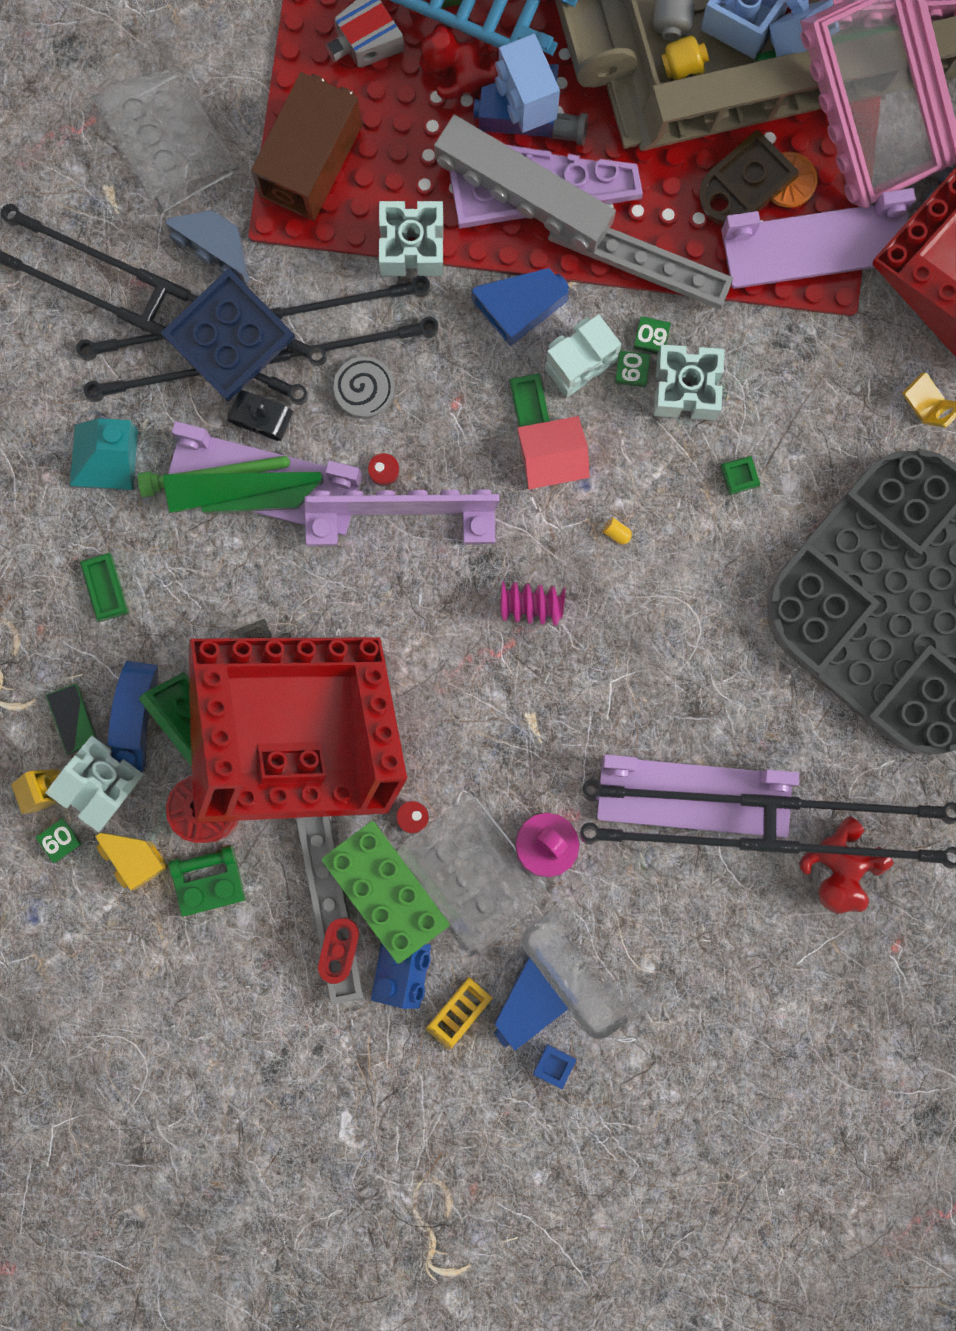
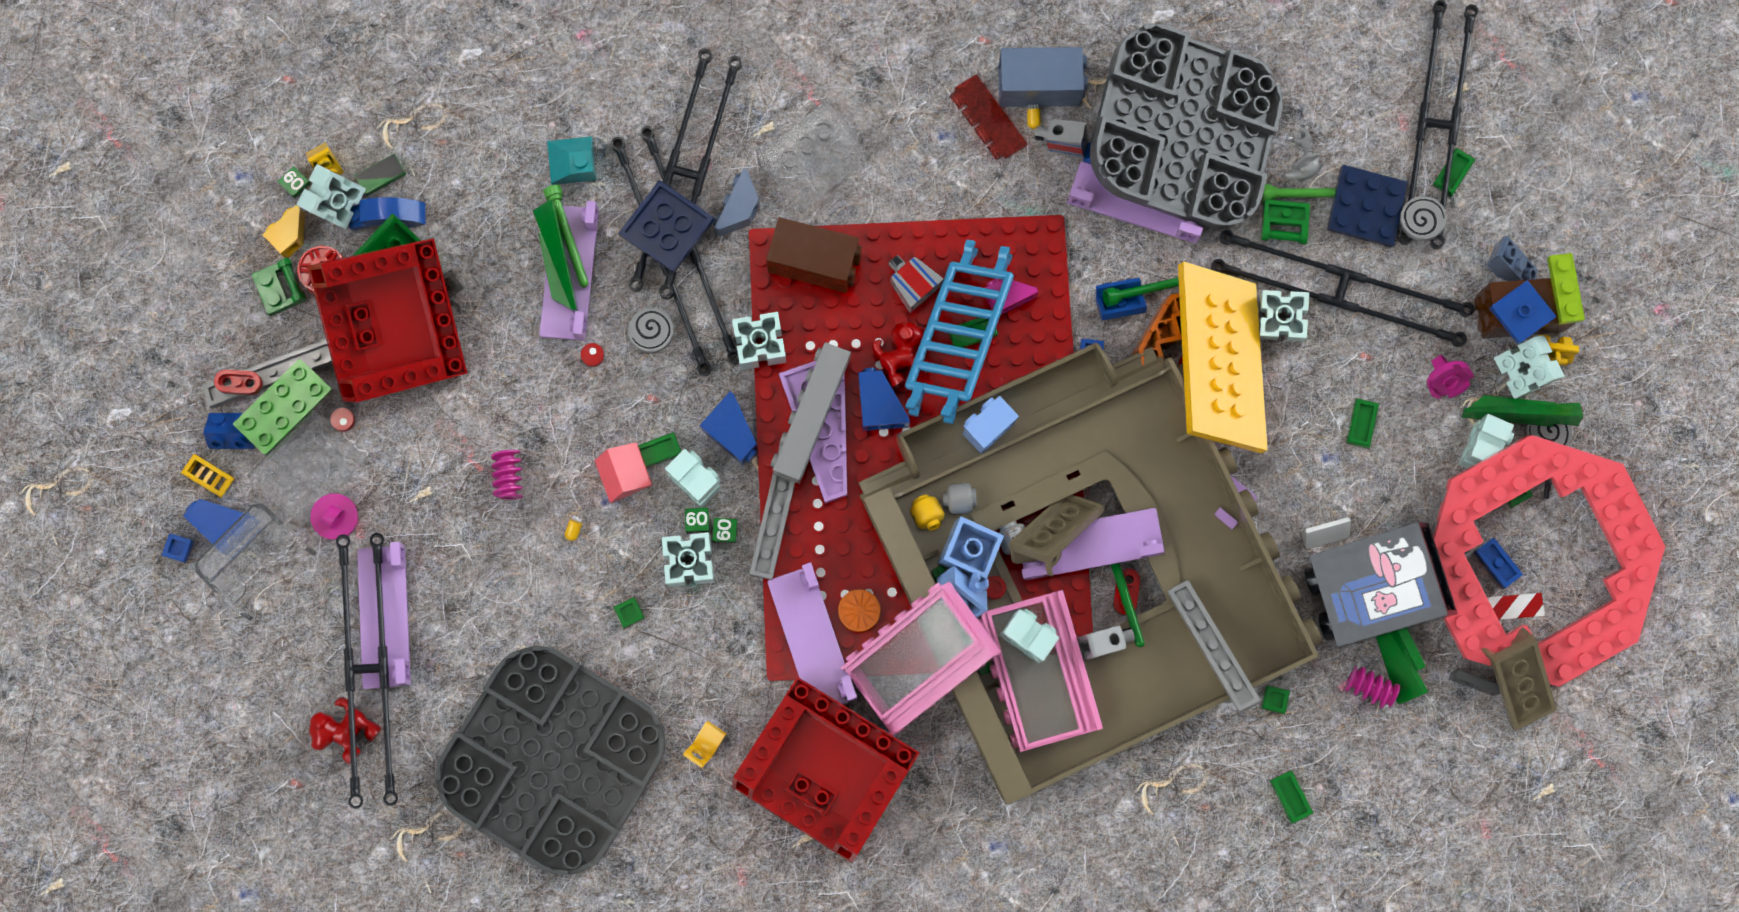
camera: 80 degrees right, 5 degrees down
(104, 587) = (477, 178): green tile -> none
(260, 415) = (616, 261): black beam -> none
(476, 511) = (541, 318): lavender bracket -> none
(527, 83) = (878, 398): light blue brick -> none
(571, 128) = (868, 442): dark grey bush -> none
(746, 178) = (851, 578): dark brown tile -> none

